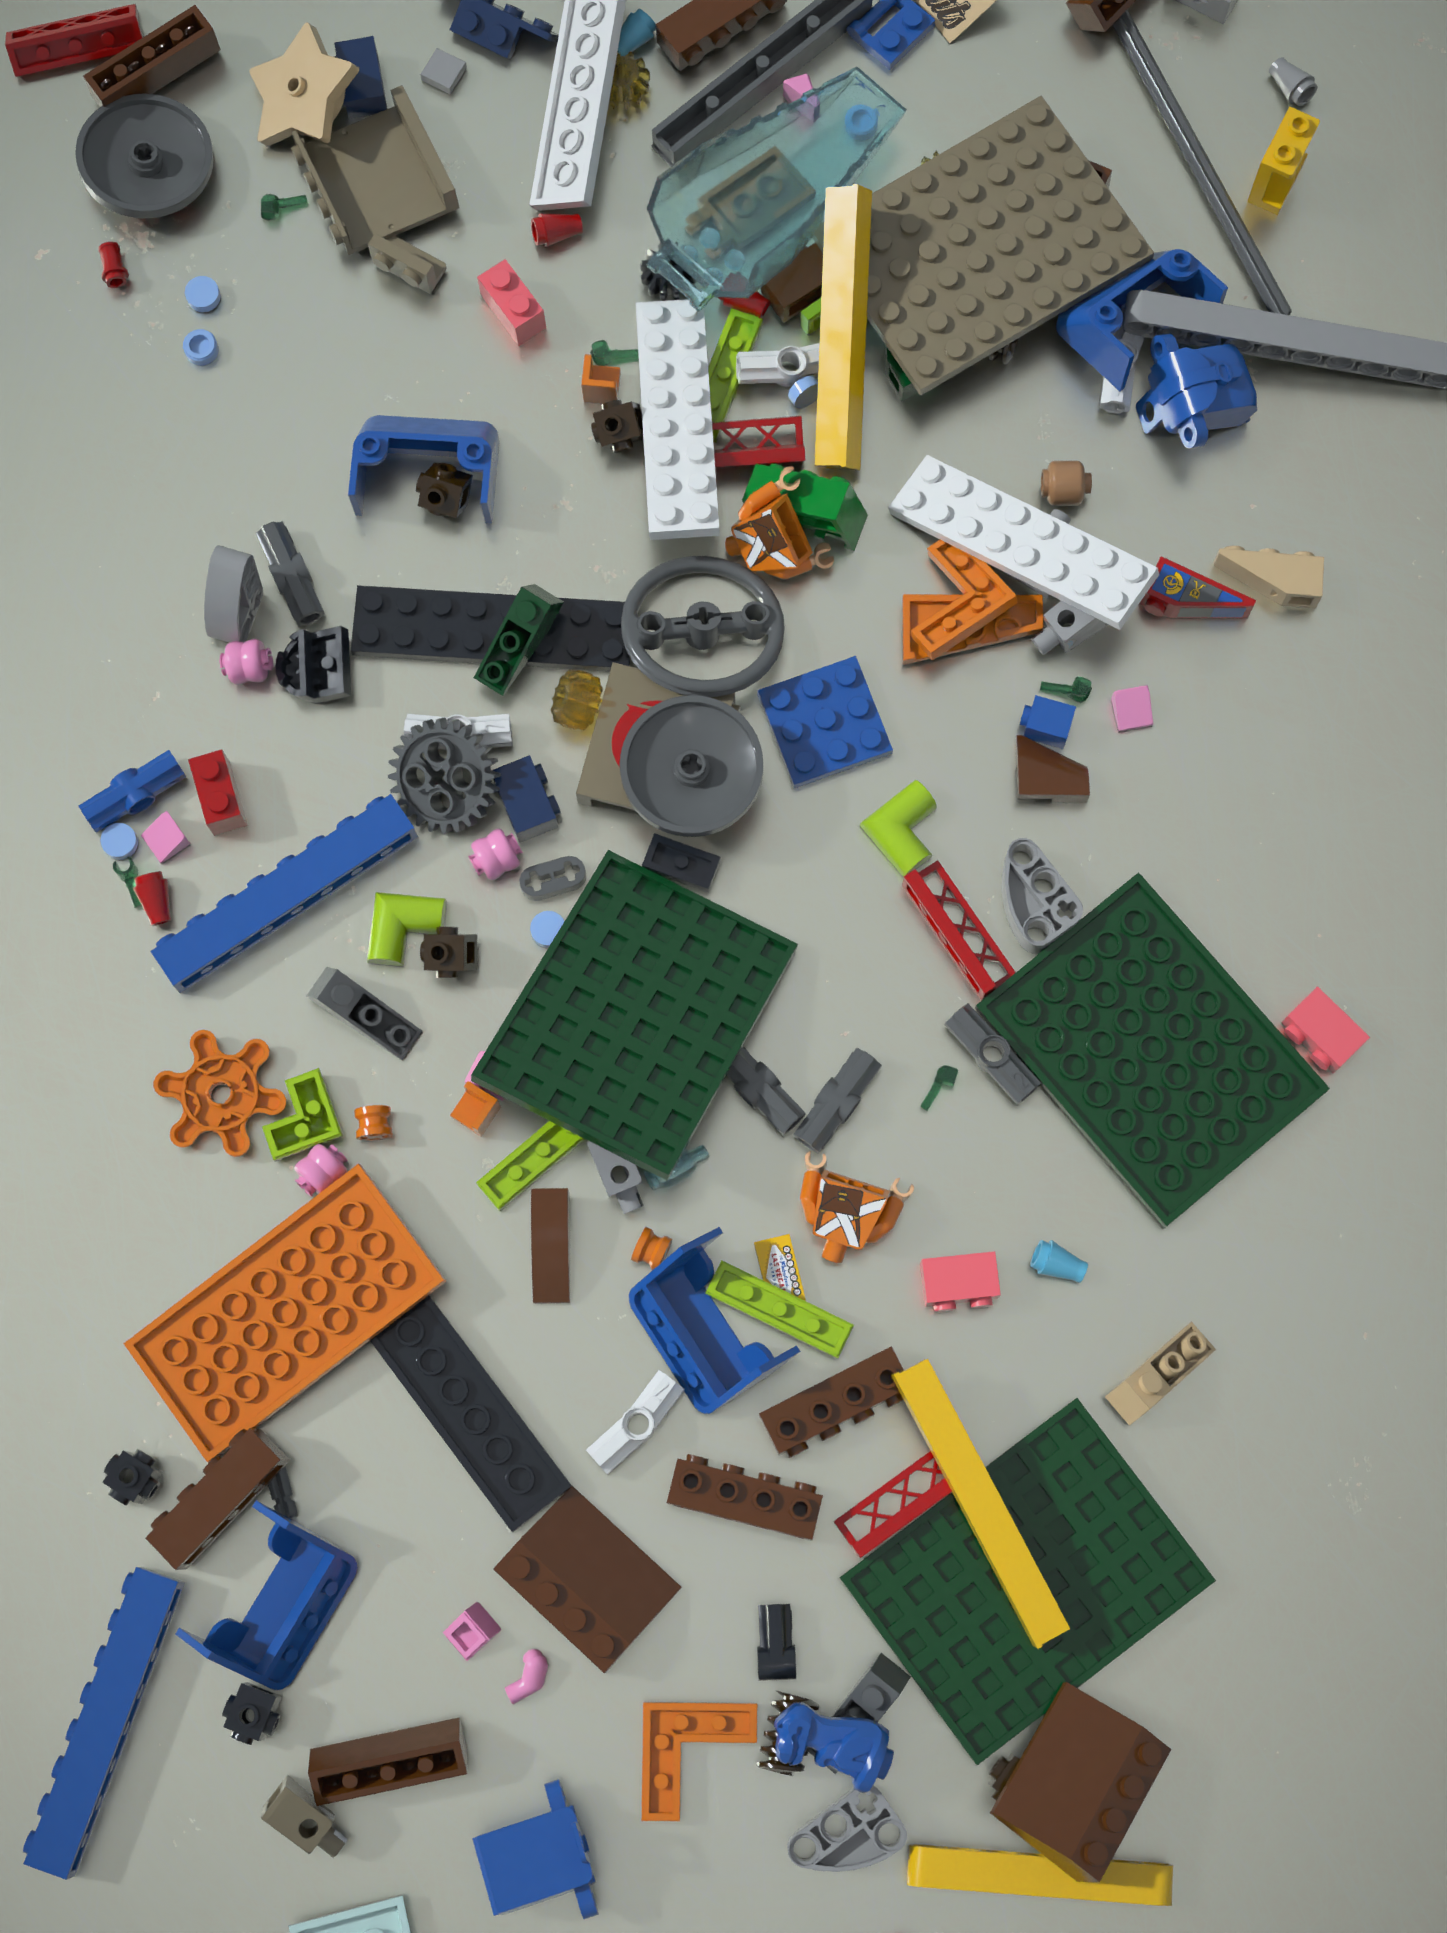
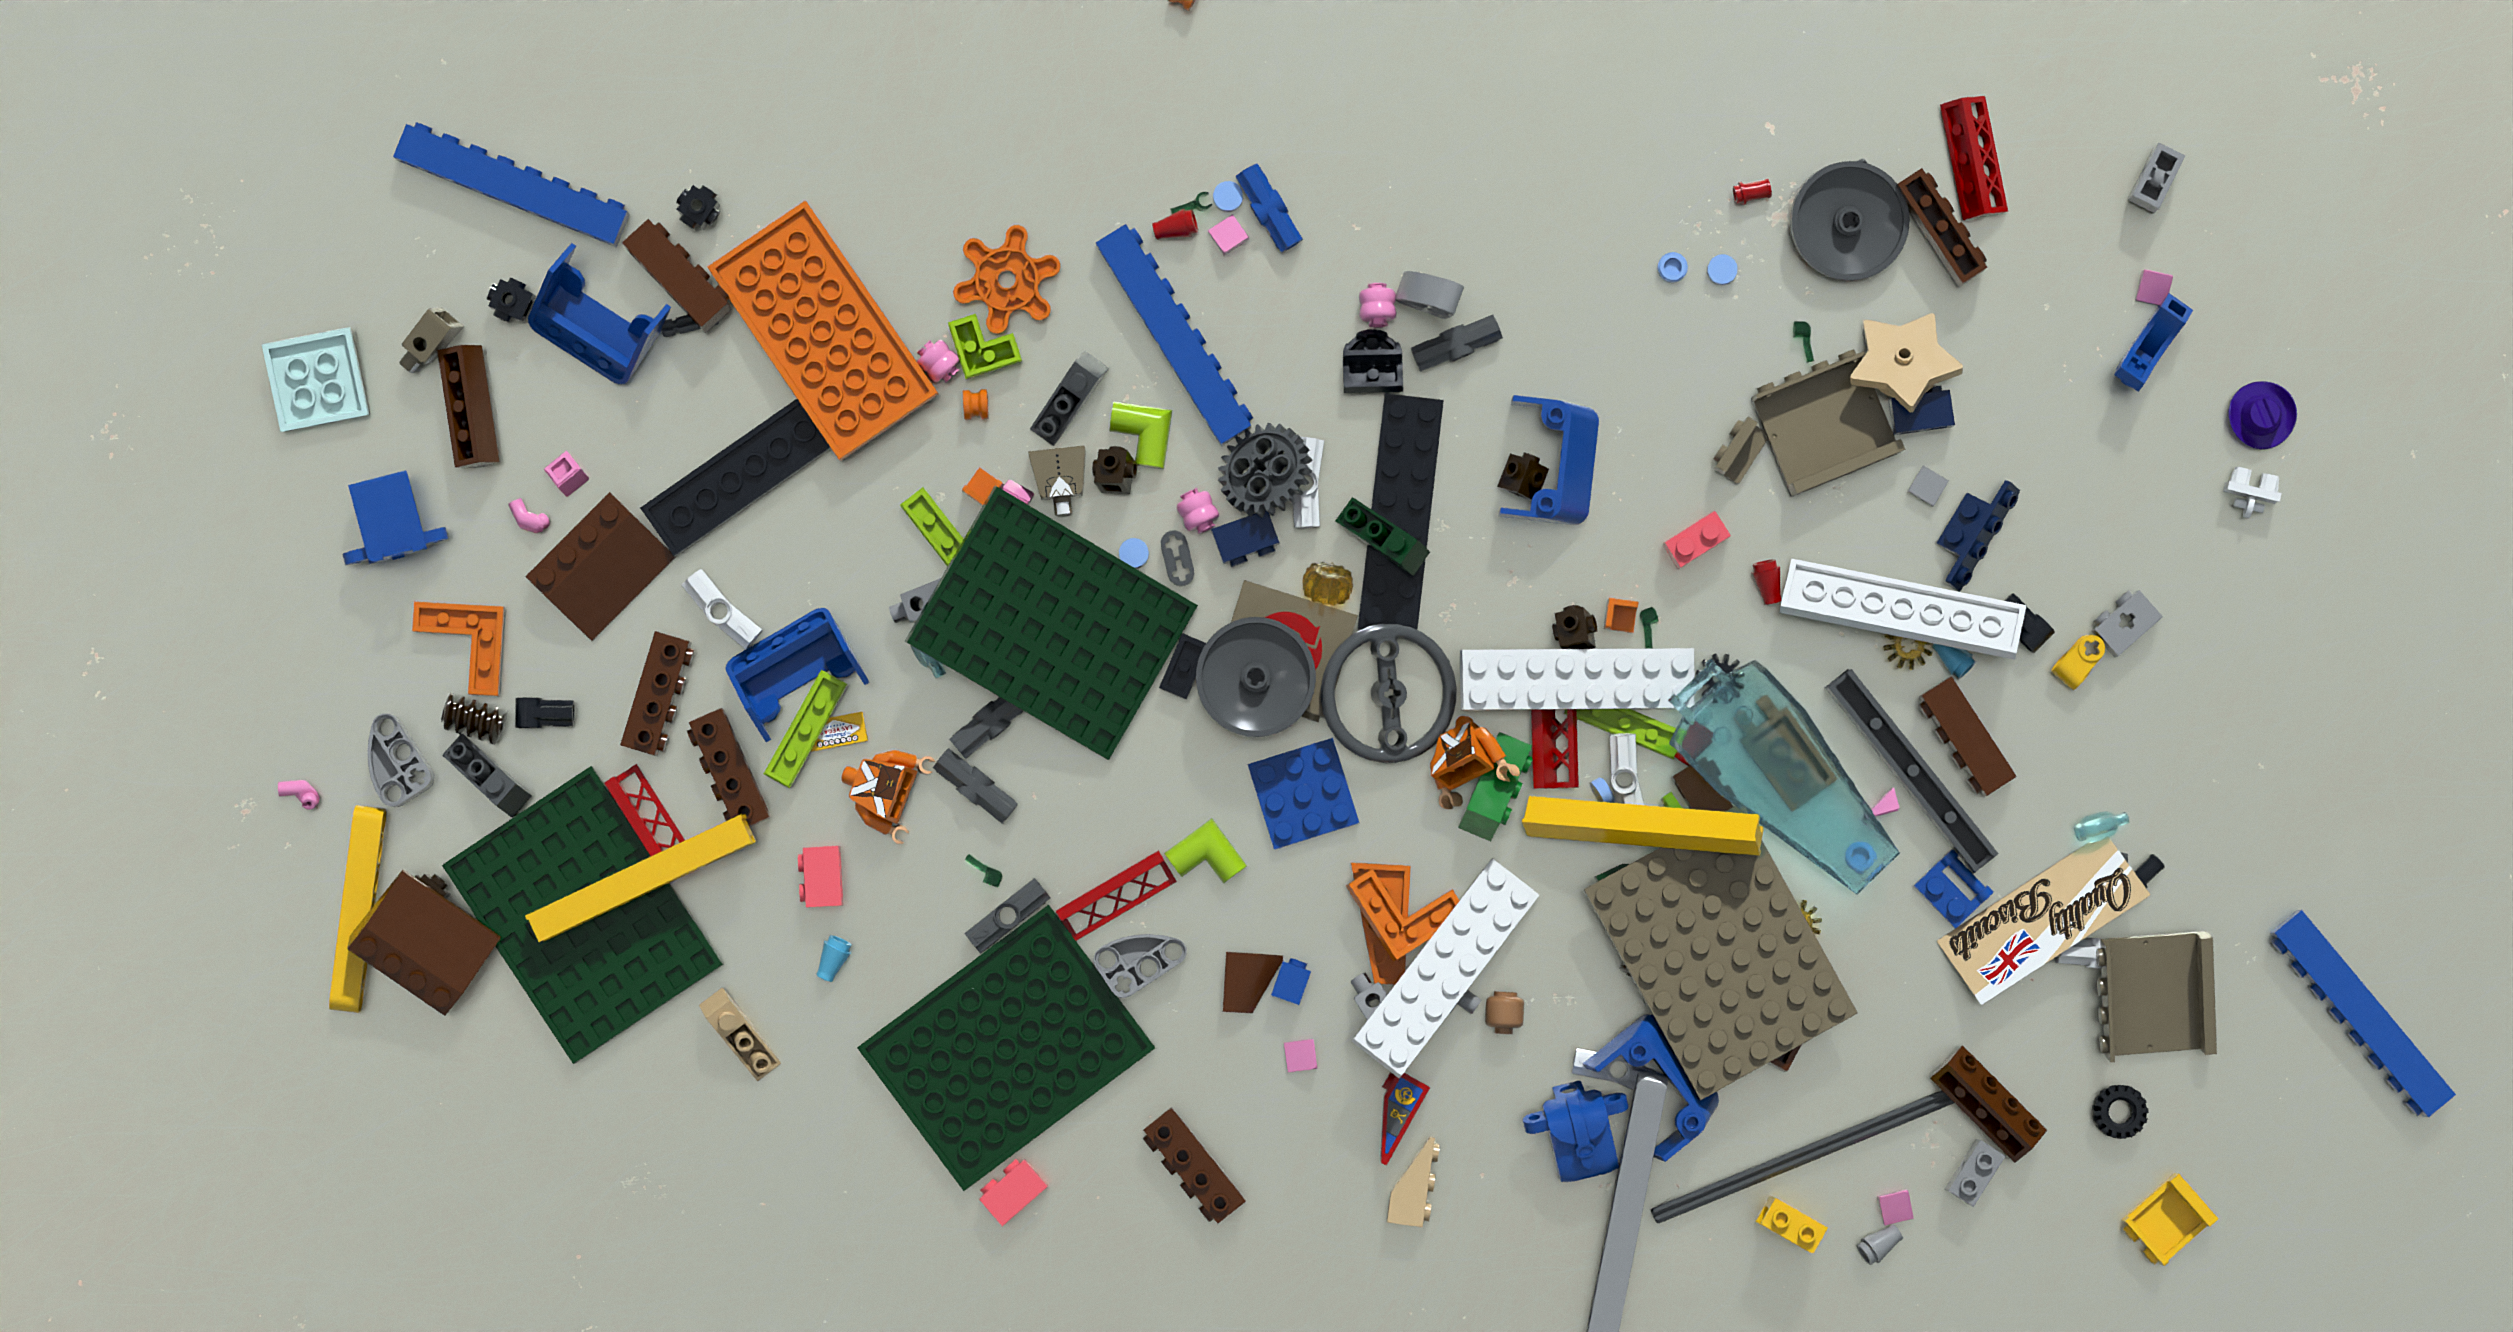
camera: 90 degrees right, 10 degrees up
(217, 792) = (1262, 280): red brick -> none
(457, 1018) = (1059, 475): none -> dark tan torso
(550, 1245) = (867, 546): reddish brown slope -> none
(651, 1248) = (860, 628): orange wheel -> none
(845, 1743) = (461, 761): blue animal -> none
(1078, 691) = (1320, 1012): clear green hand -> none
(1247, 69) = (1895, 1207): none -> bright pink slope
(1273, 821) = (1194, 1165): none -> reddish brown brick

